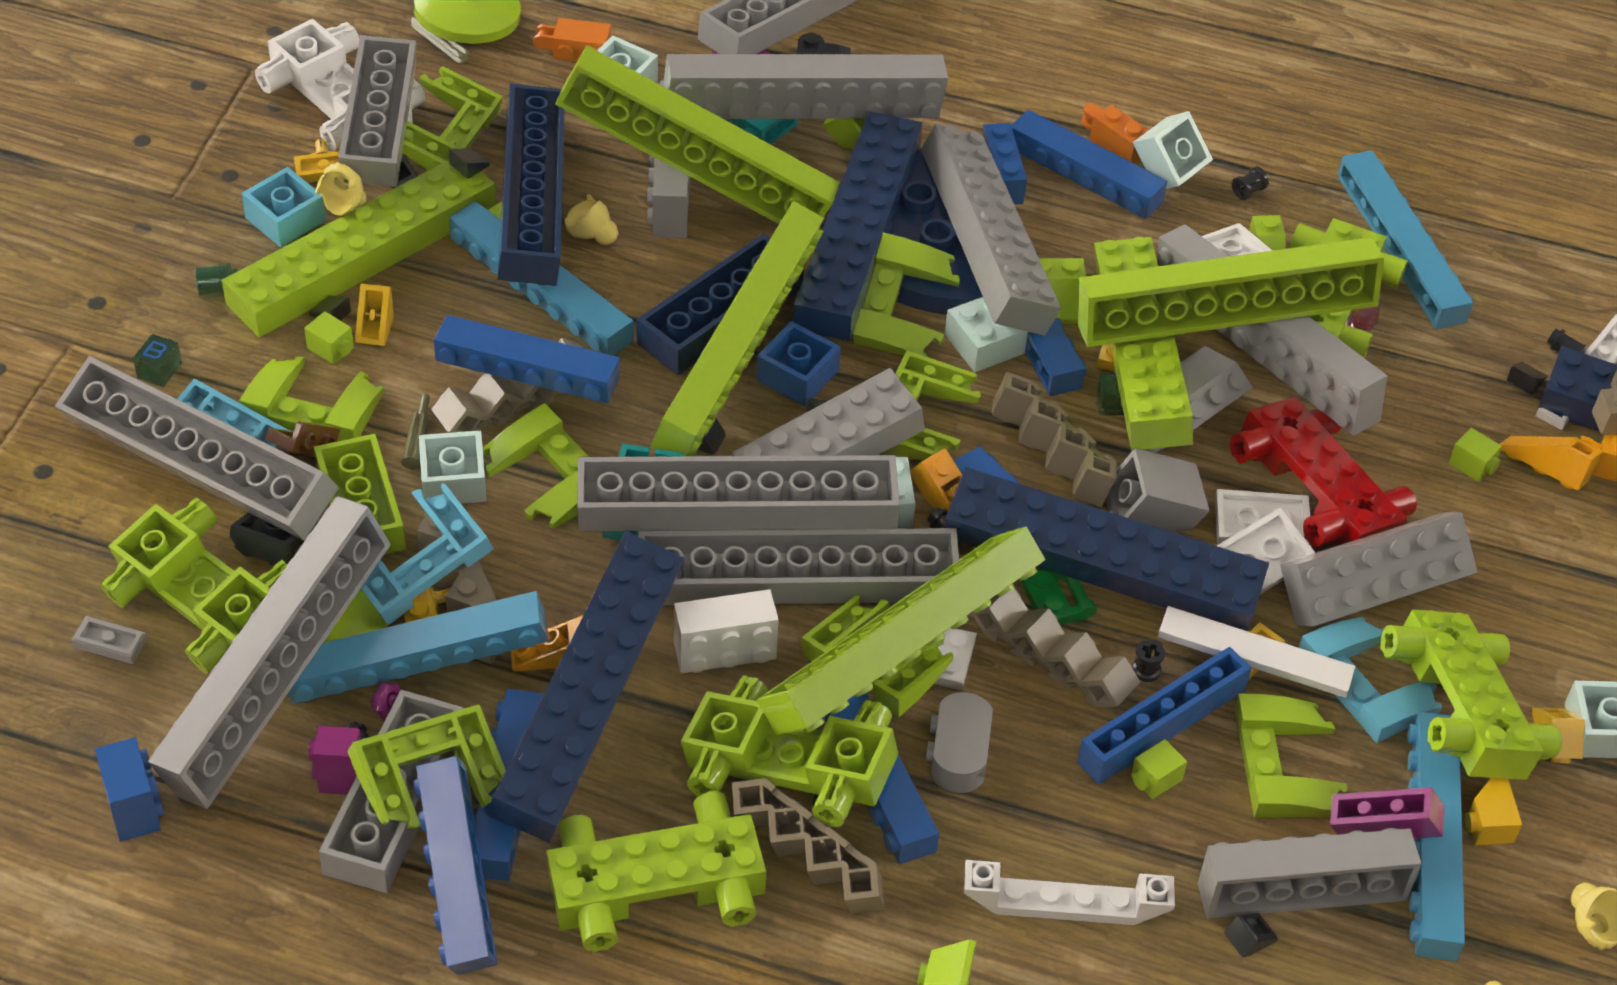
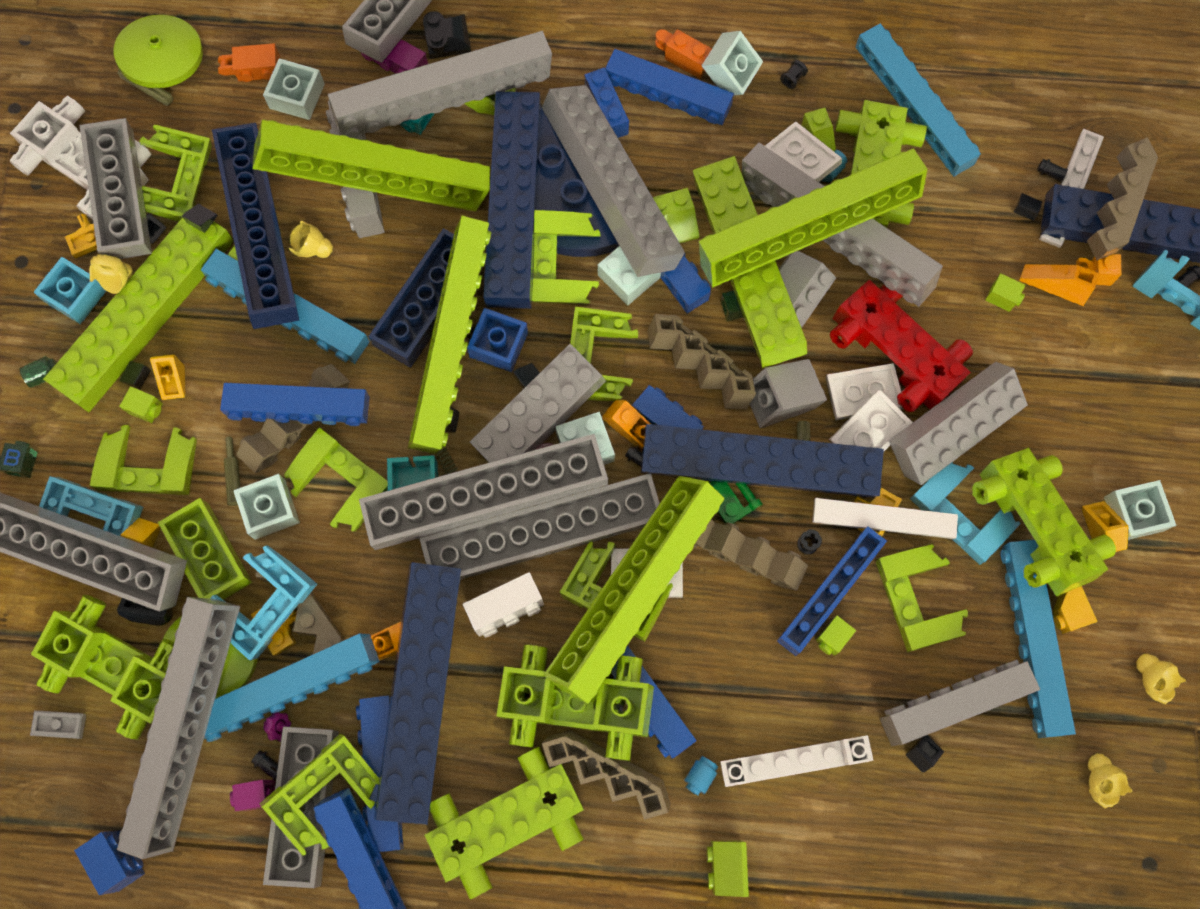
camera: 10 degrees left, 25 degrees up
(302, 438) = (148, 513): reddish brown bracket -> none
(935, 883) = (701, 776): none -> dark azure brick
(960, 742) = (692, 649): light grey brick -> none
(1399, 809) = (1005, 644): magenta brick -> none

